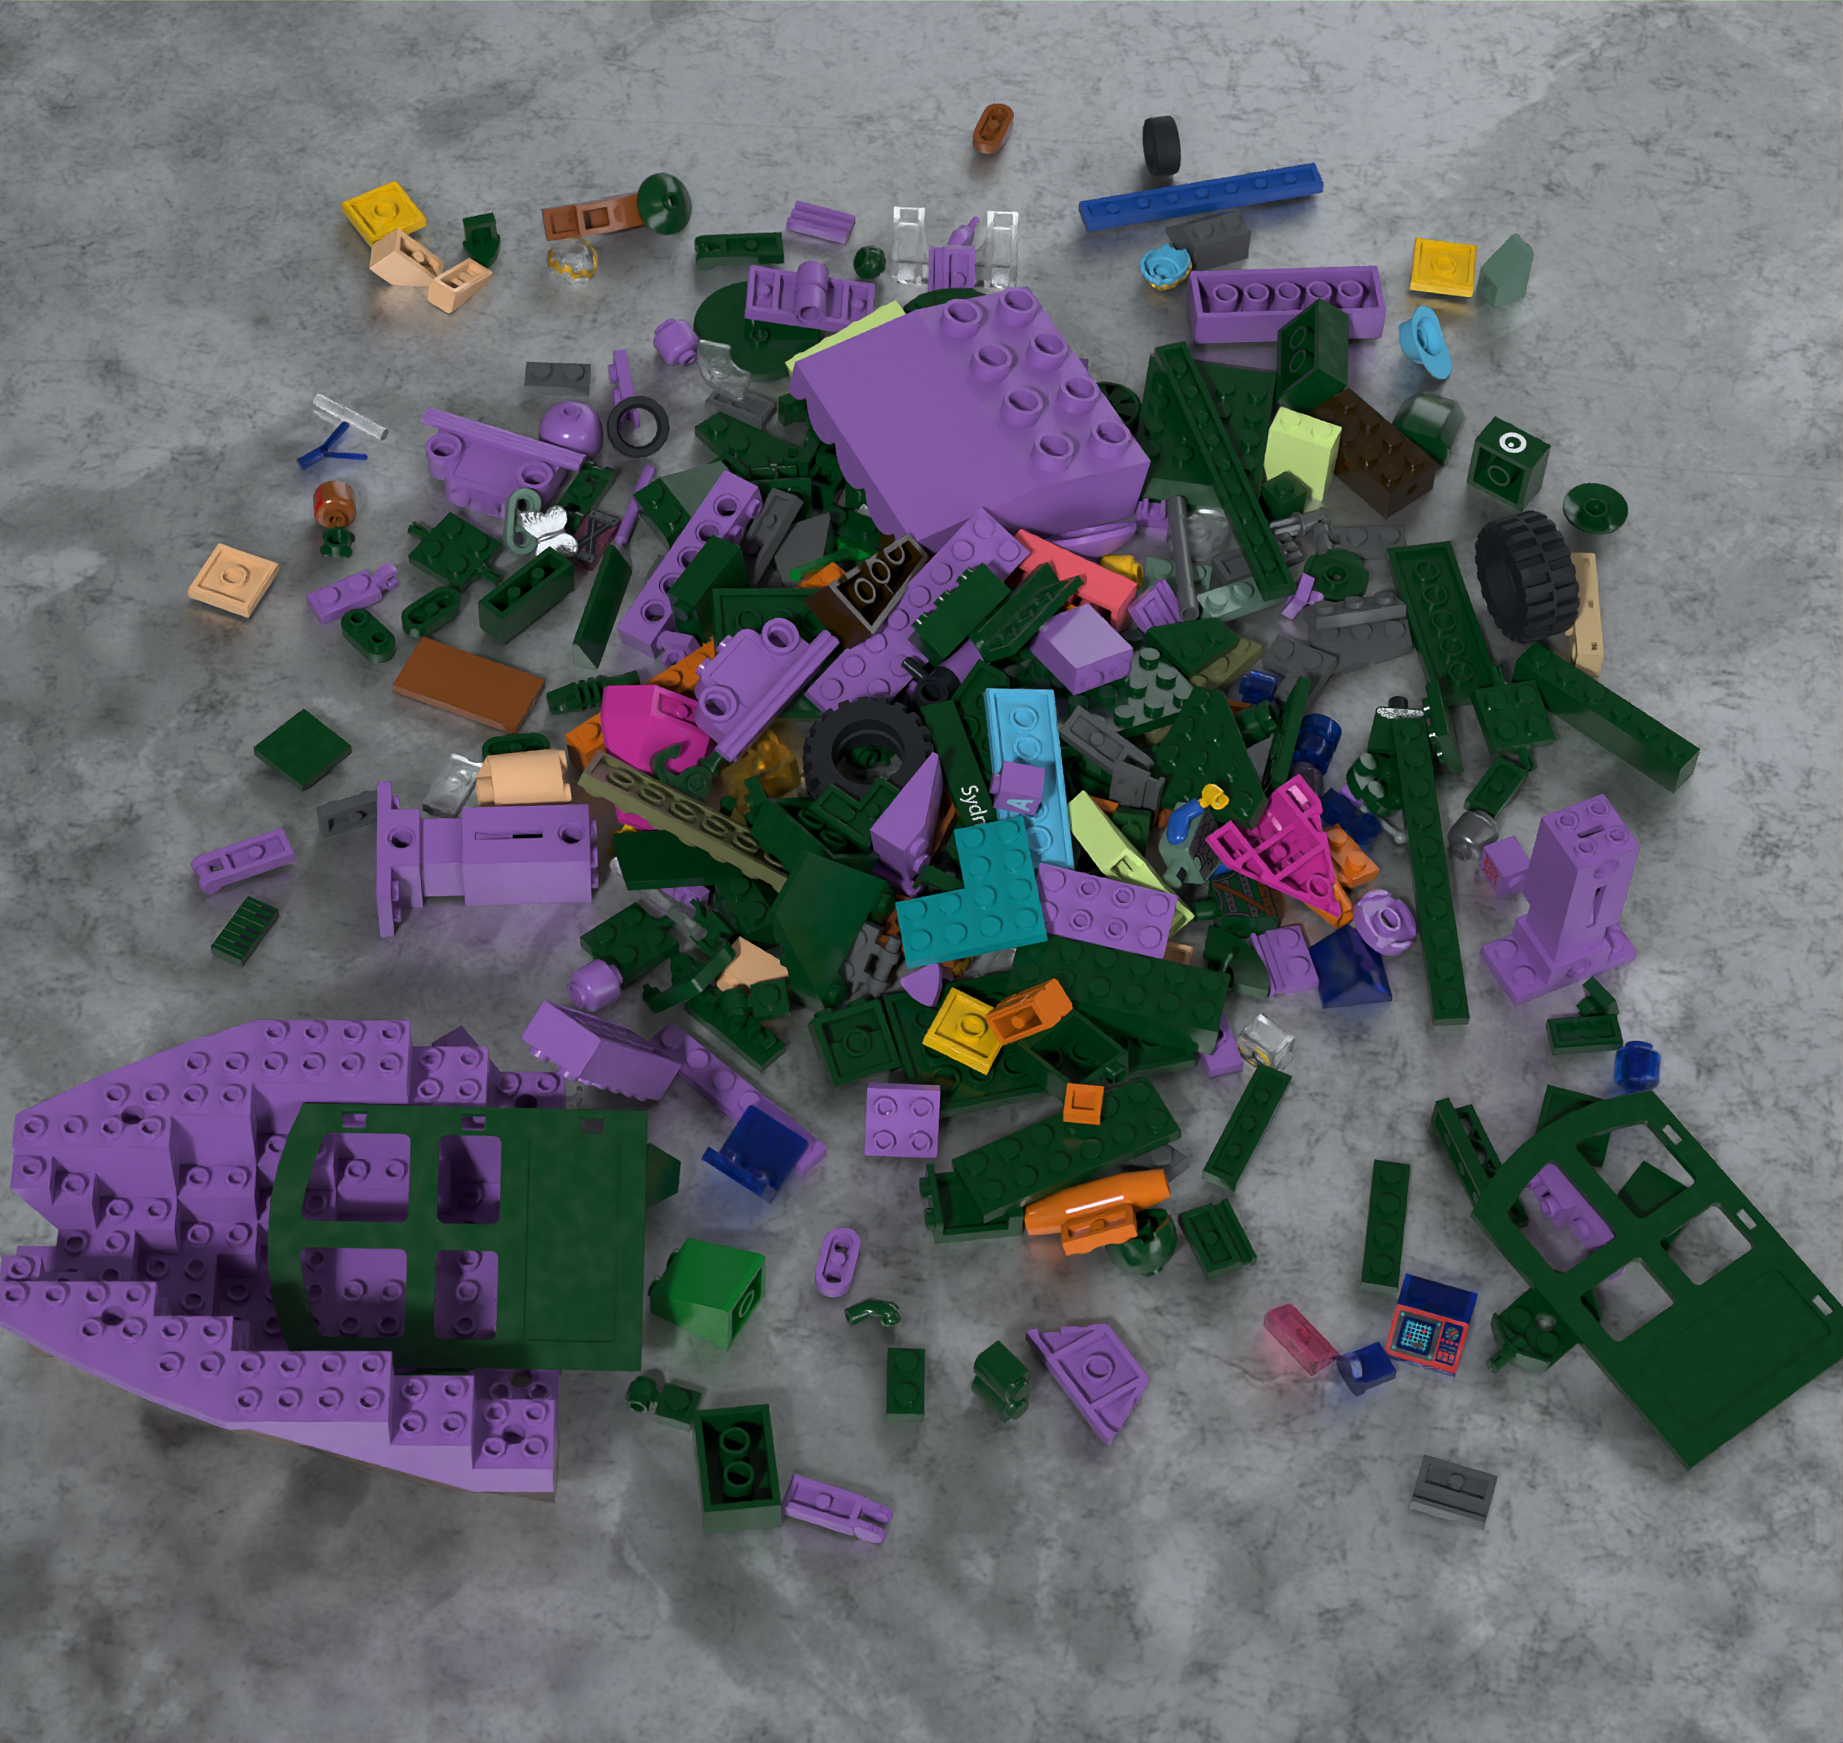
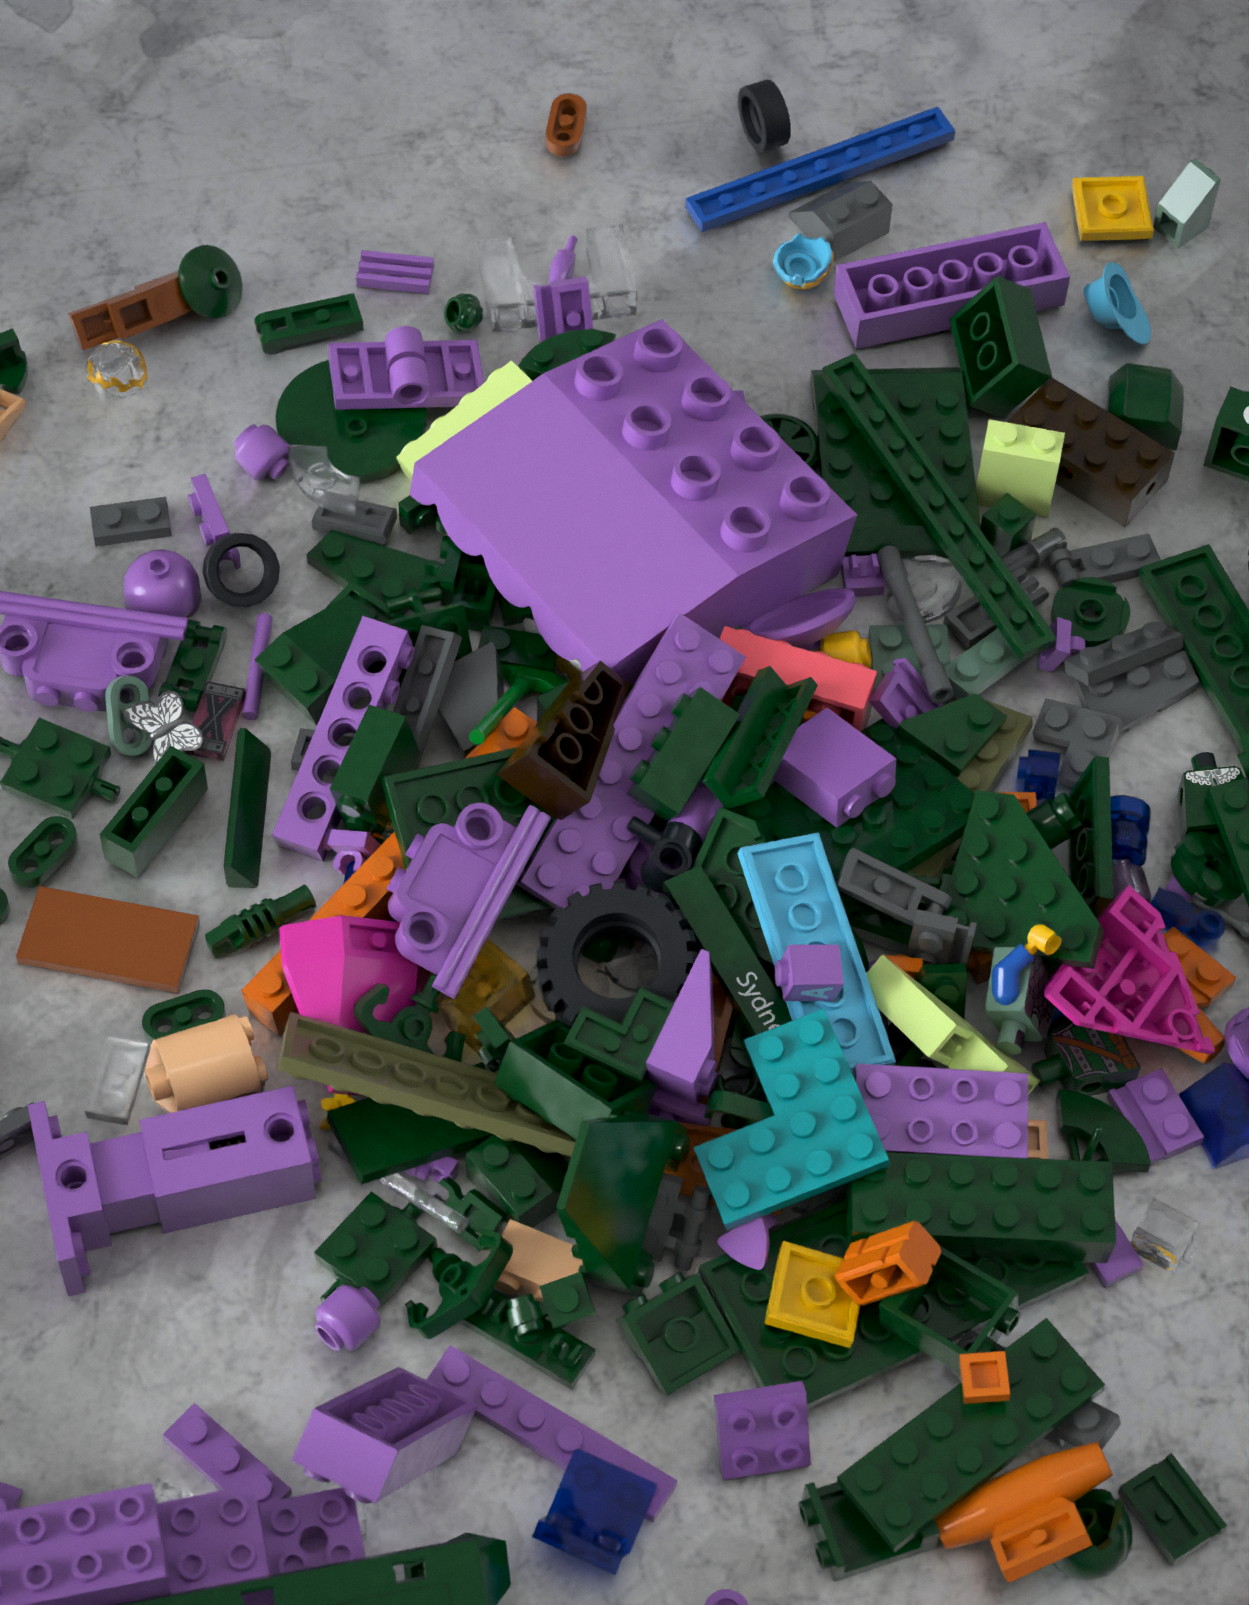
camera: 10 degrees left, 5 degrees up
(1246, 1127) = (1169, 1350): dark green plate -> none

